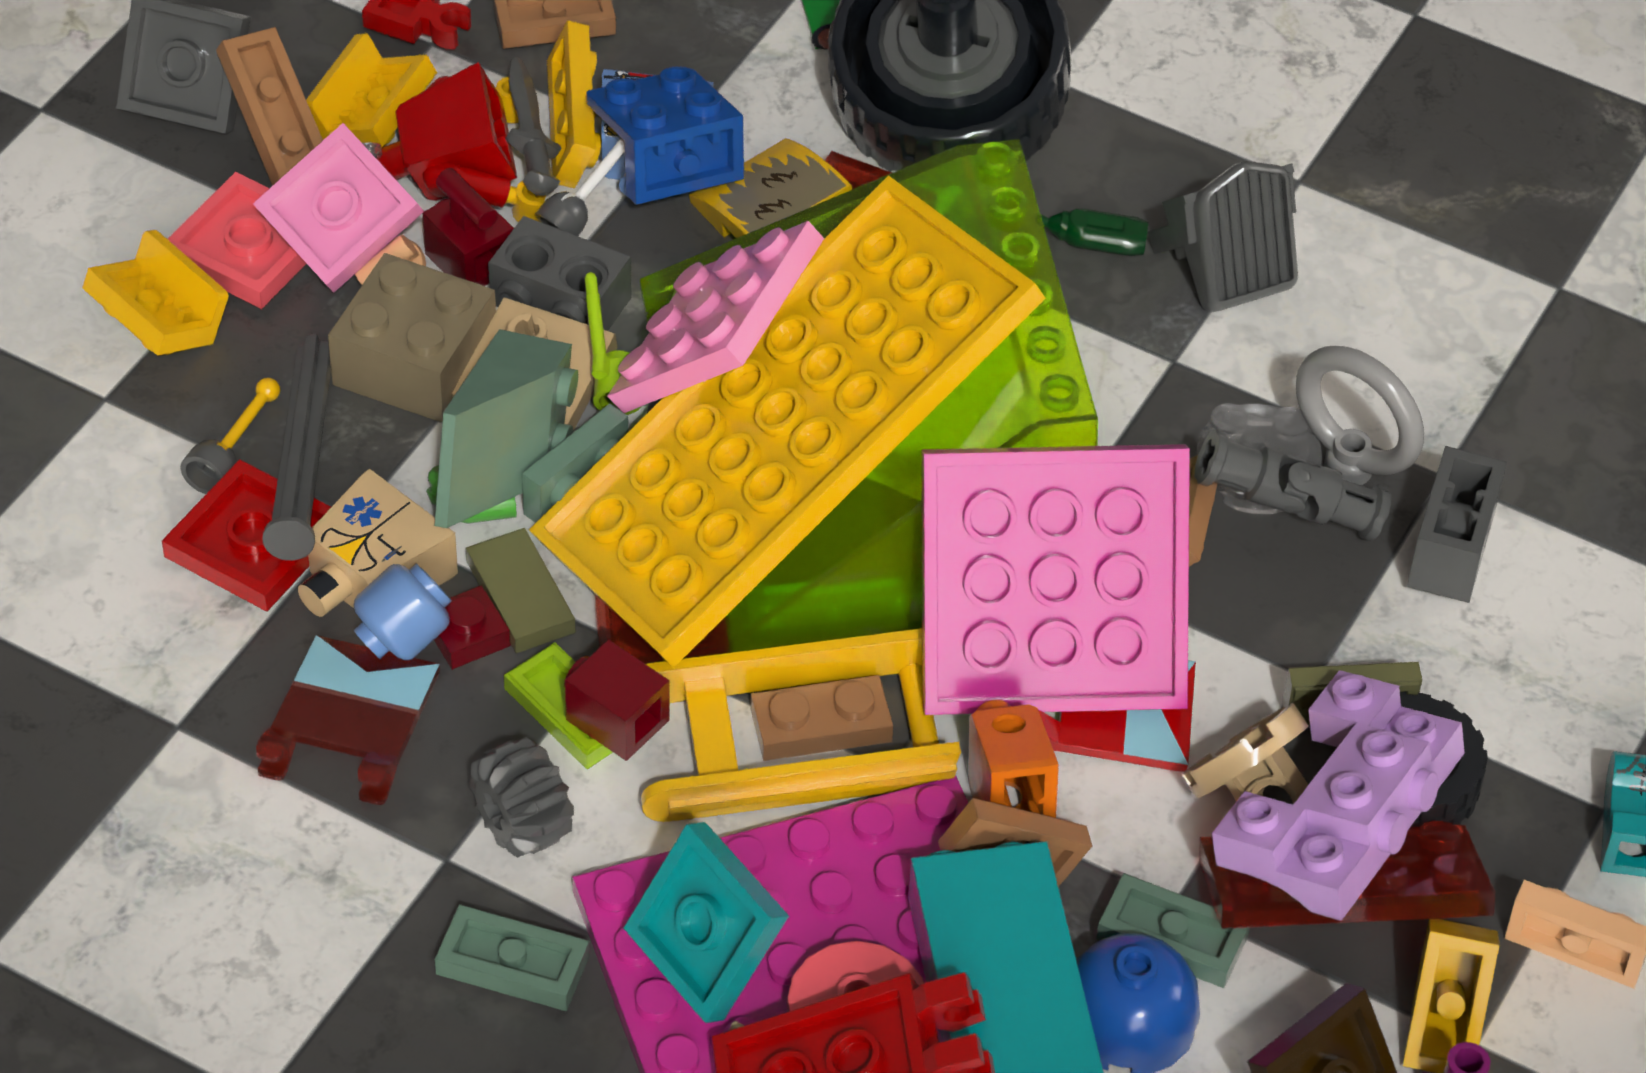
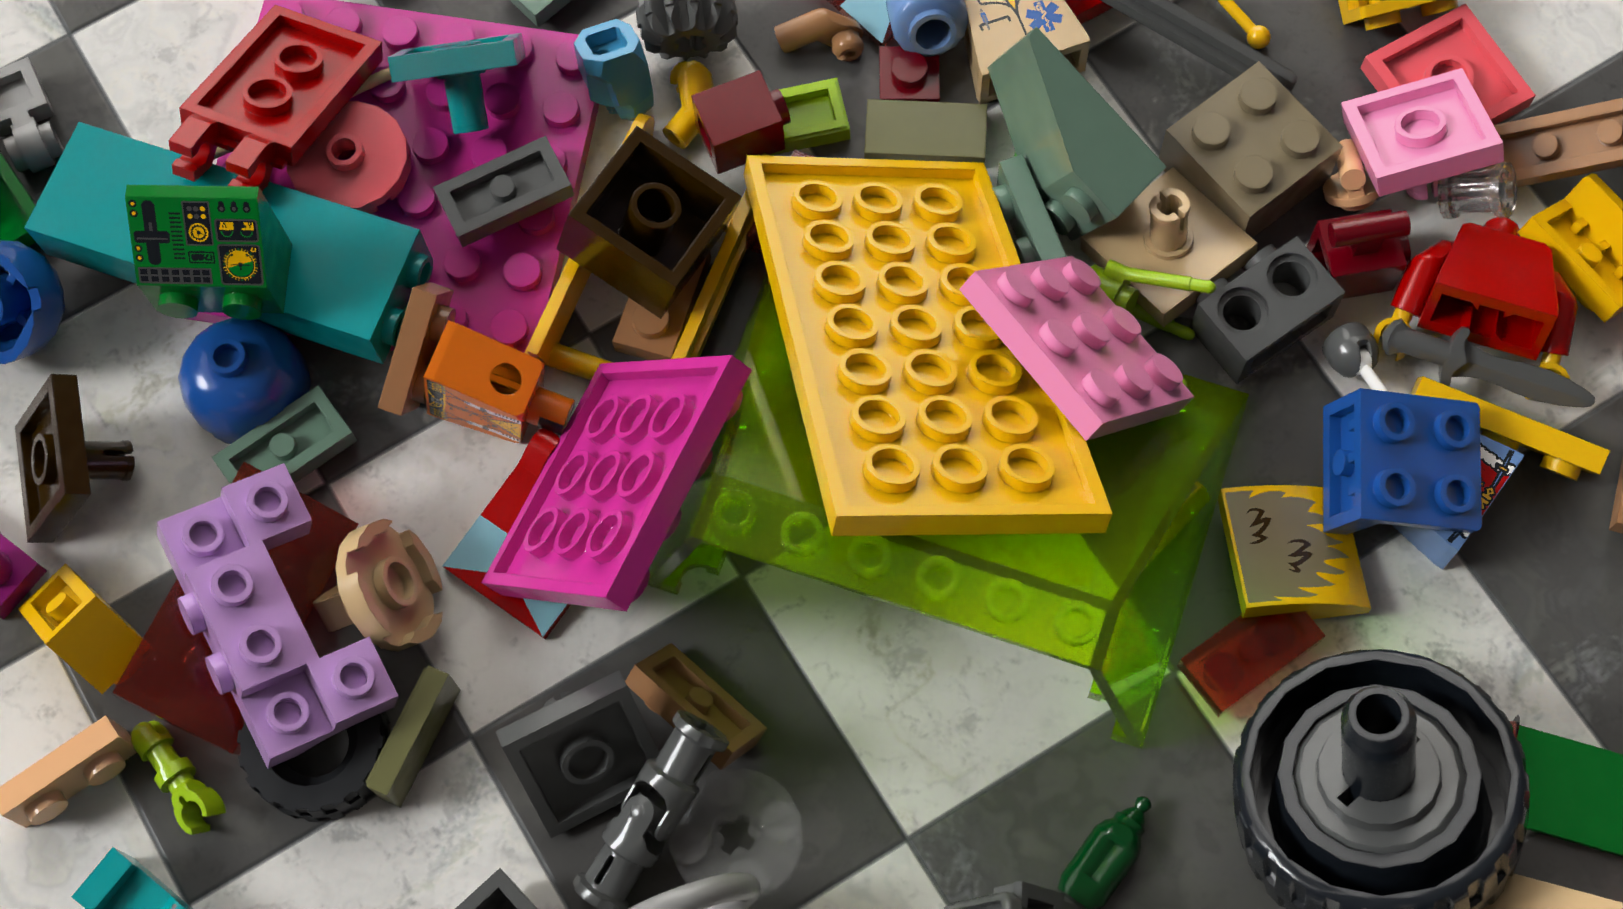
camera: 125 degrees right, 20 degrees up
(453, 700) = (825, 27): none -> medium nougat arm
(604, 777) = (690, 79): none -> yellow arm
(613, 825) = (615, 68): none -> dark azure rock
(782, 691) = (648, 222): none -> dark brown brick
(812, 847) = (504, 191): none -> dark grey plate
(1067, 964) = (208, 250): none -> green slope
(1275, 559) = (579, 752): none -> dark grey tile
(1515, 858) = (175, 776): none -> lime piece

